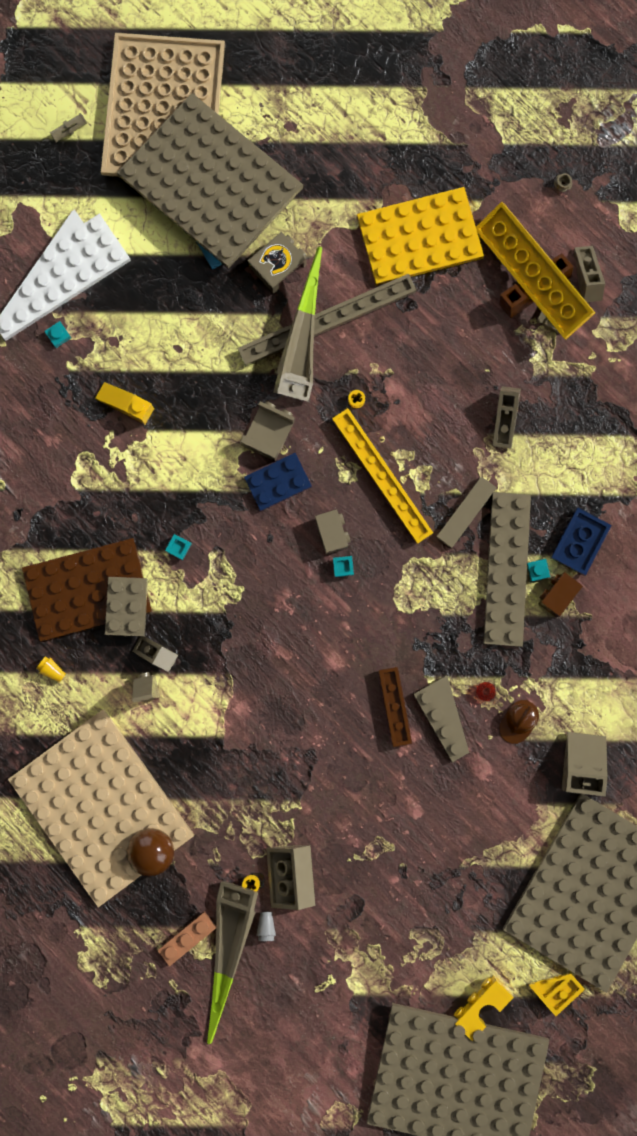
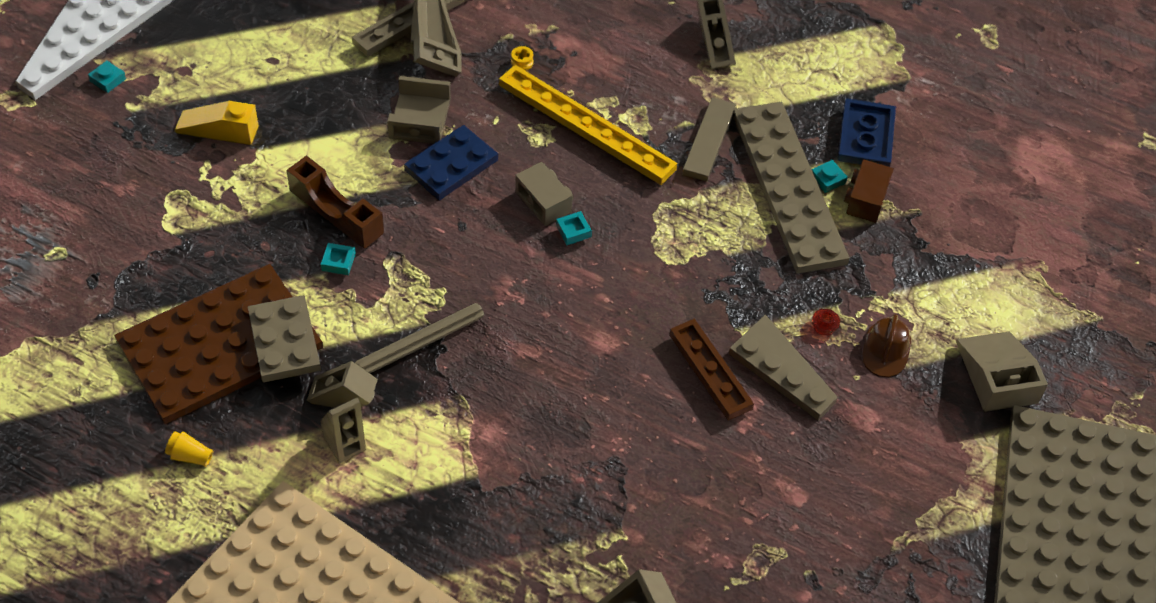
camera: 20 degrees left, 30 degrees down
(186, 502) = (312, 185): none -> reddish brown arch
(214, 627) = (421, 338): none -> dark tan axle

